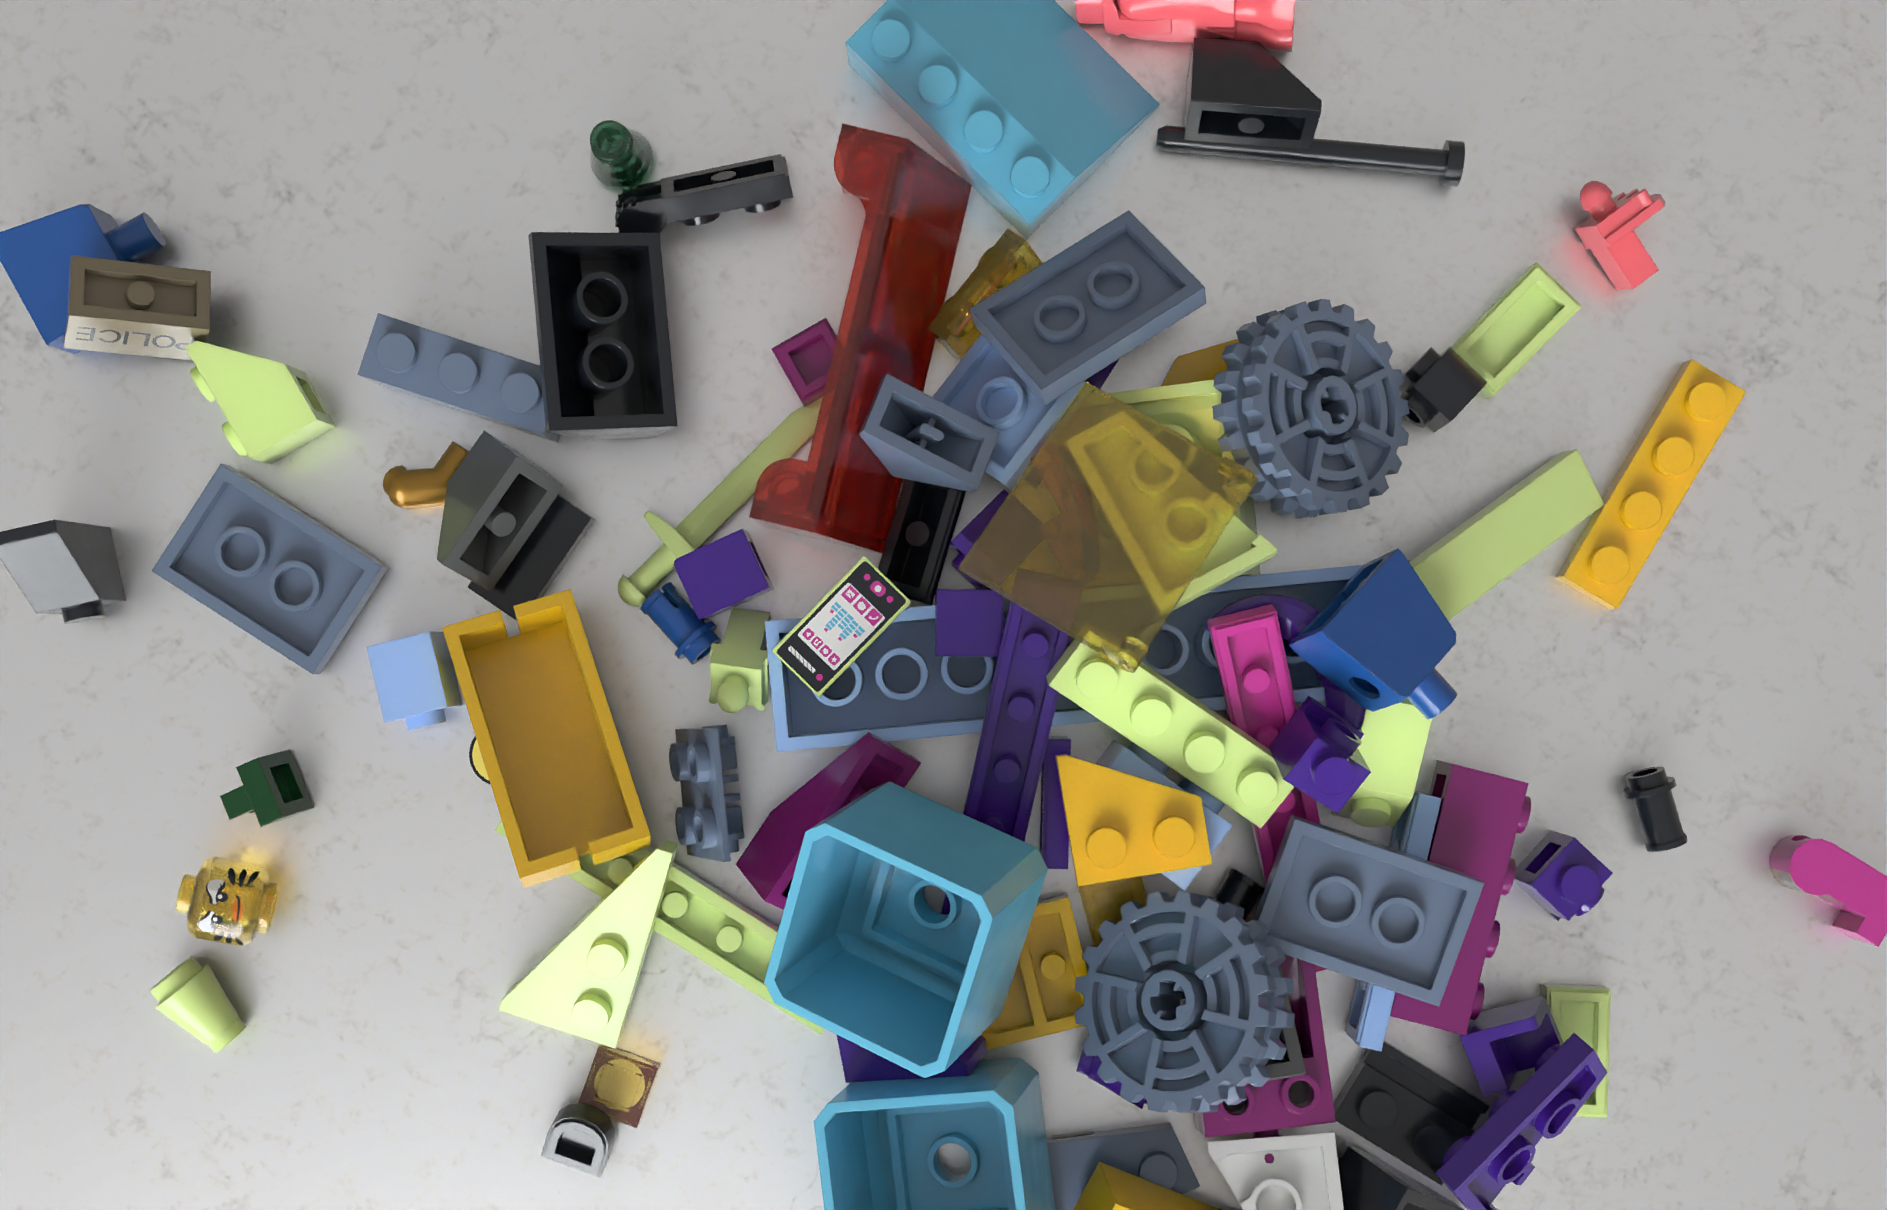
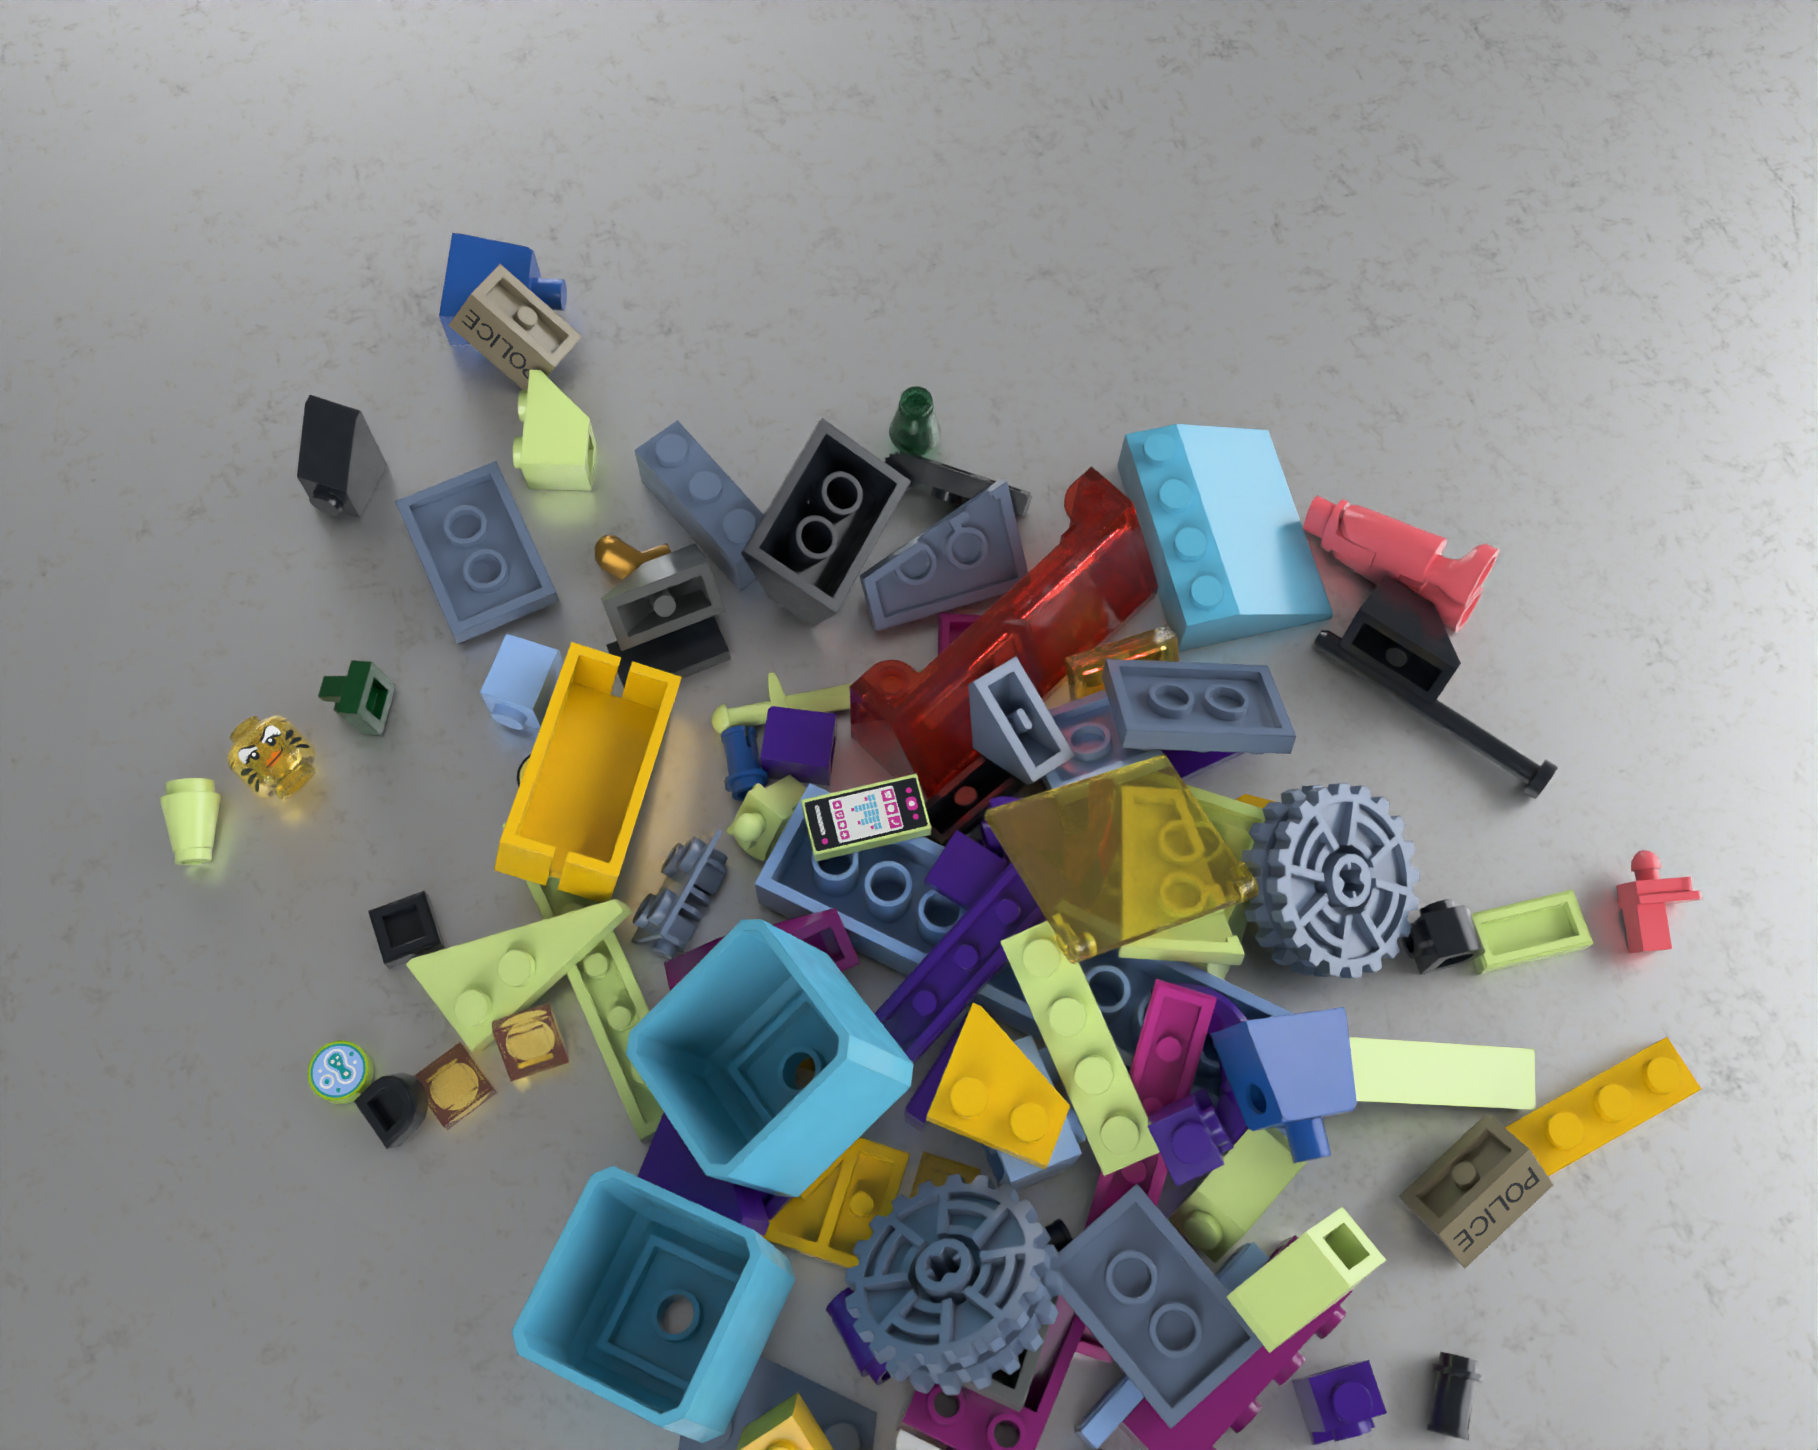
camera: 30 degrees right, 20 degrees down
(474, 975) = (406, 929): none -> black tile
(509, 1137) = (340, 1072): none -> tile
(662, 1008) = (530, 1041): none -> clear yellow tile
(752, 292) = (950, 564): none -> sand blue wing
(1491, 815) = (1306, 1279): none -> yellowish green slope
(1587, 616) = (1477, 1189): none -> dark tan panel

